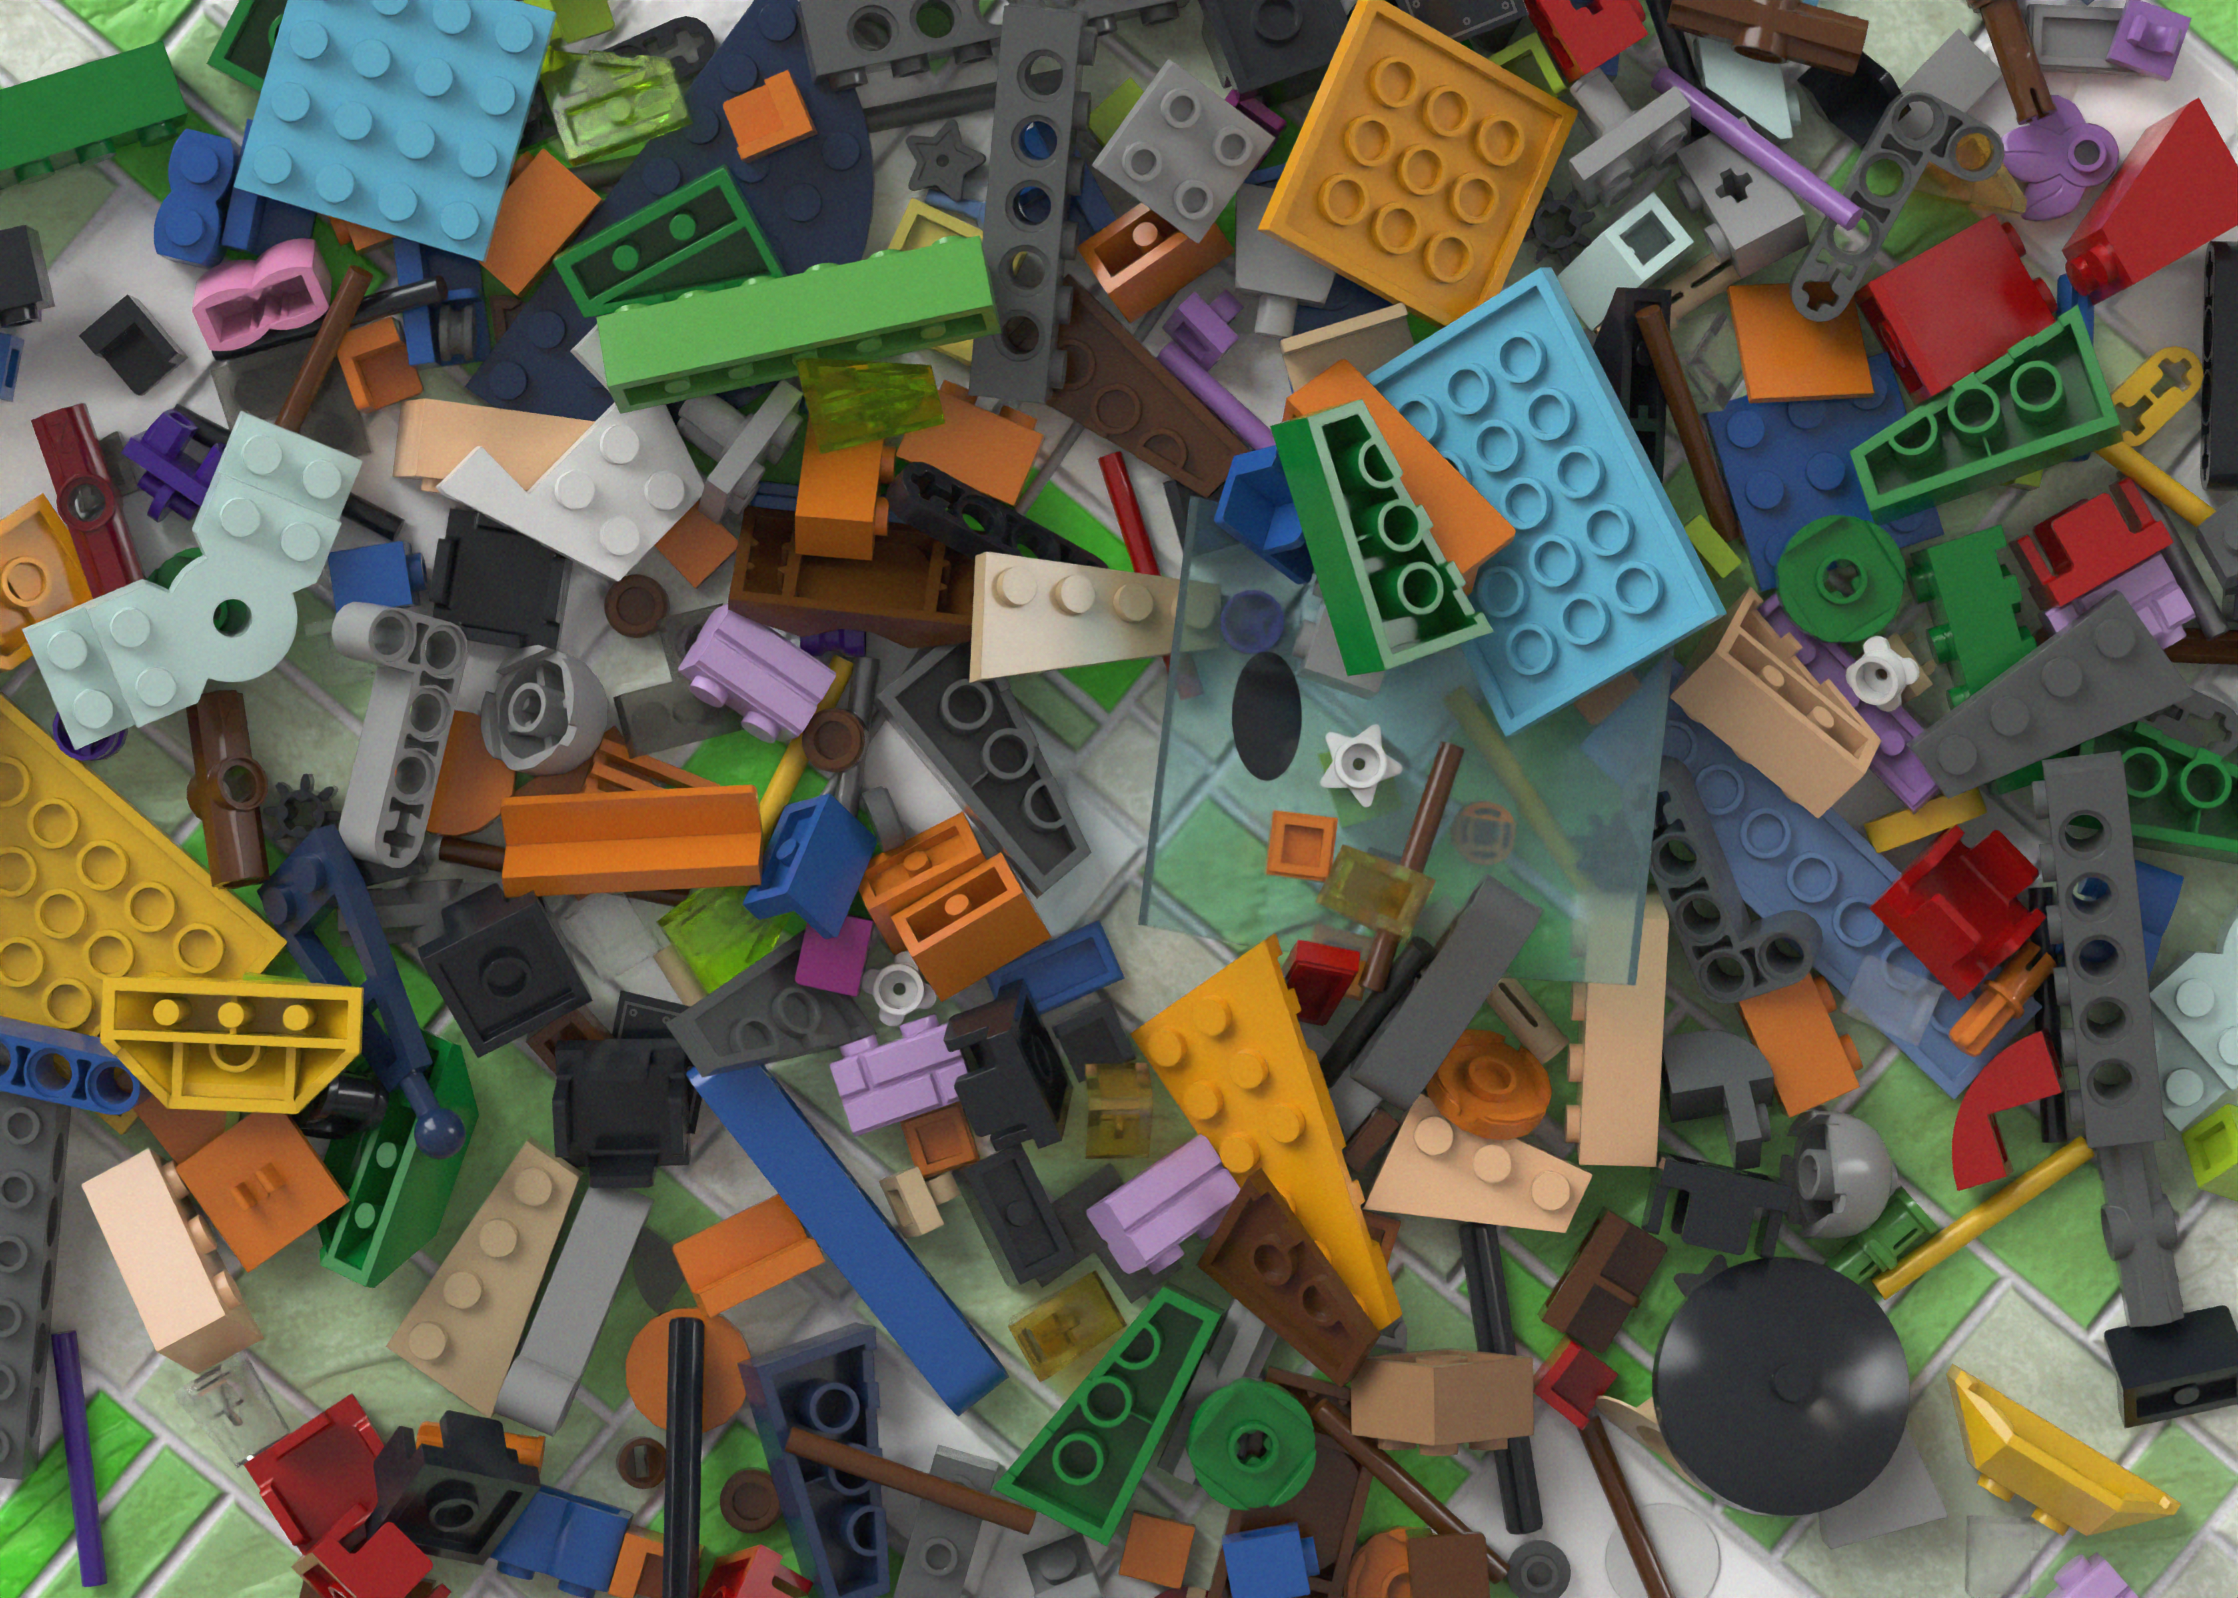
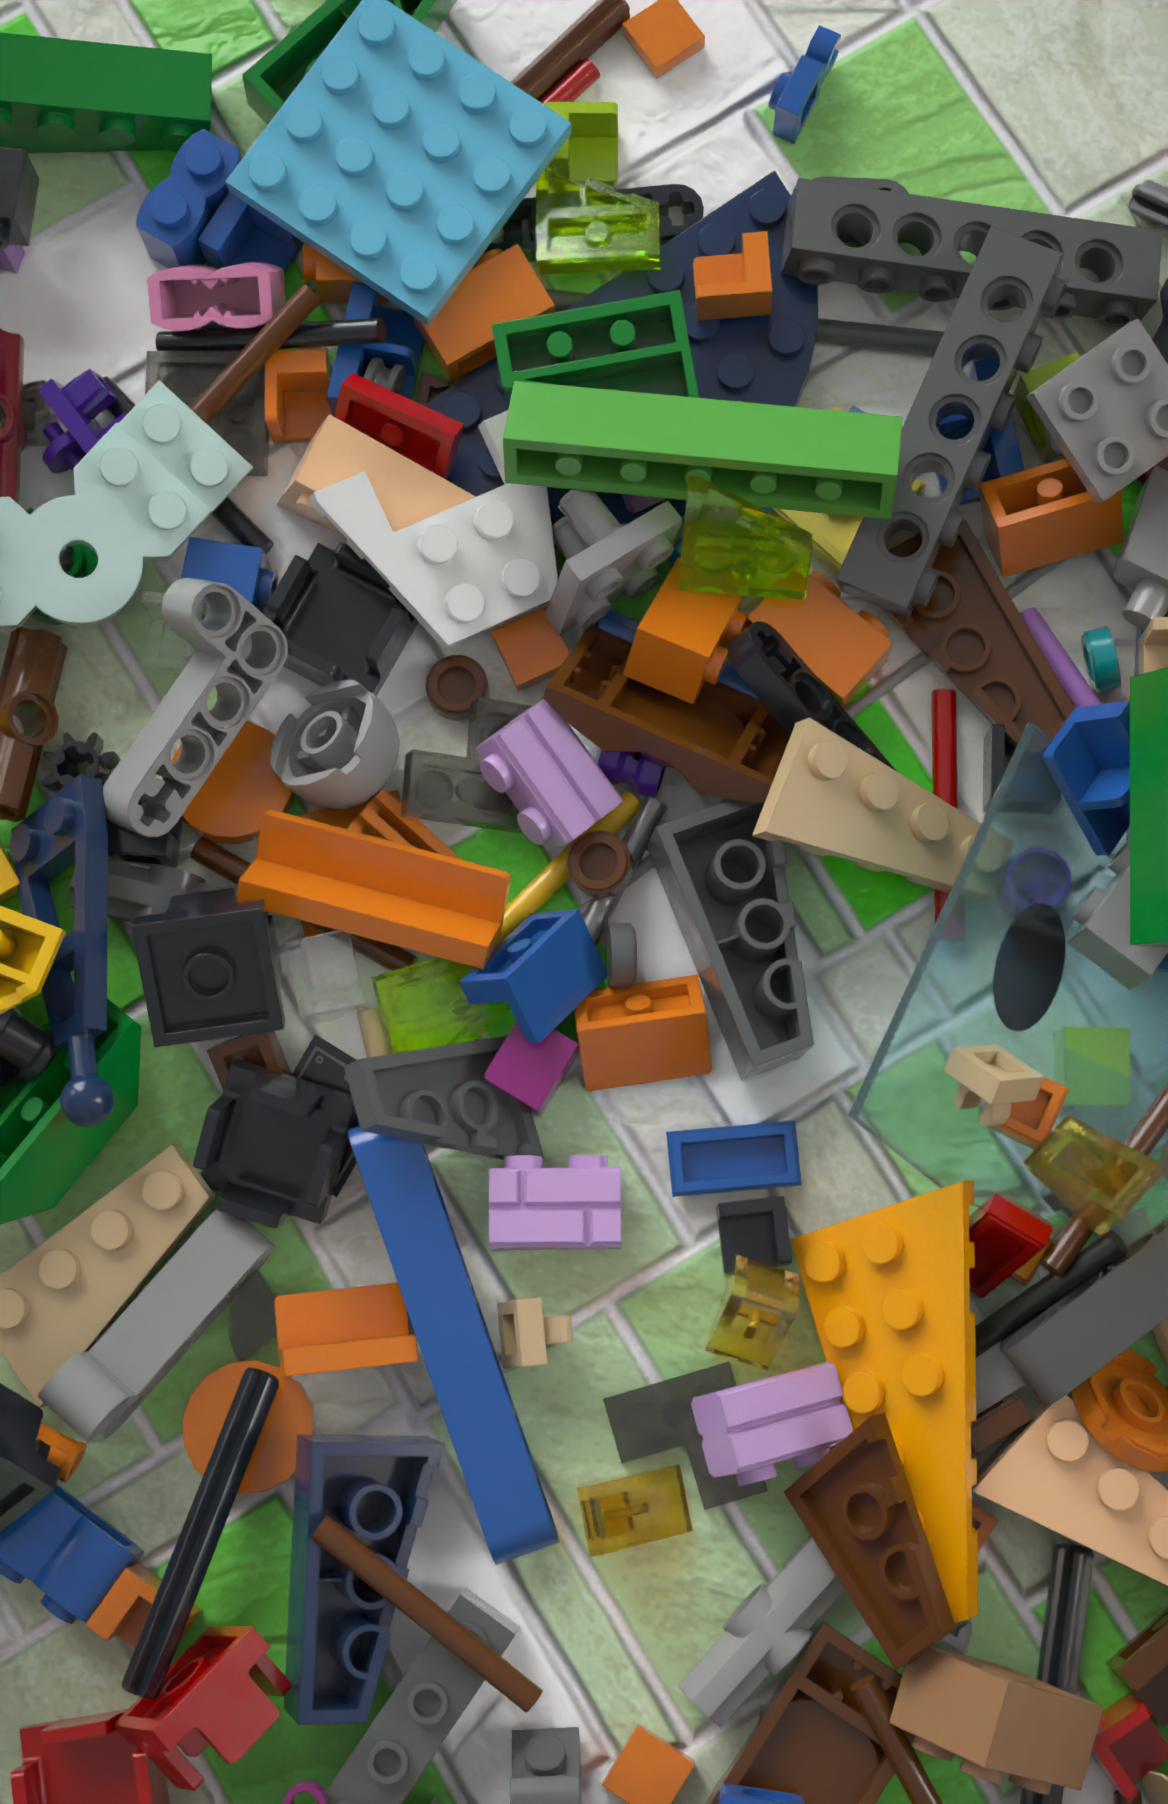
camera: 25 degrees right, 10 degrees down
(134, 345) = (87, 310): black panel -> none
(491, 377) = (400, 424): none -> red plate
(654, 1462) = (154, 1499): reddish brown hinge -> none
(750, 1500) = (261, 1579): reddish brown tile -> none
(894, 1006) = (589, 1106): white plate -> none
(940, 1140) = (570, 1282): orange tile -> none
(948, 178) = (870, 398): dark grey plate -> none
(971, 927) = (671, 1082): orange brick -> none
(1014, 1215) = (618, 1379): black panel -> none
(1020, 1080) = (667, 1240): black panel -> none
(1108, 1429) = (640, 1632): green wedge -> none
(1204, 328) = (1071, 601): medium lavender tile -> none
(1249, 376) = (1101, 659): none -> teal tile
(1255, 1481) = (823, 1704): green plate -> none
(1261, 838) = (995, 1077): none -> tan tile
(1369, 749) = (1120, 1041): white plate -> none

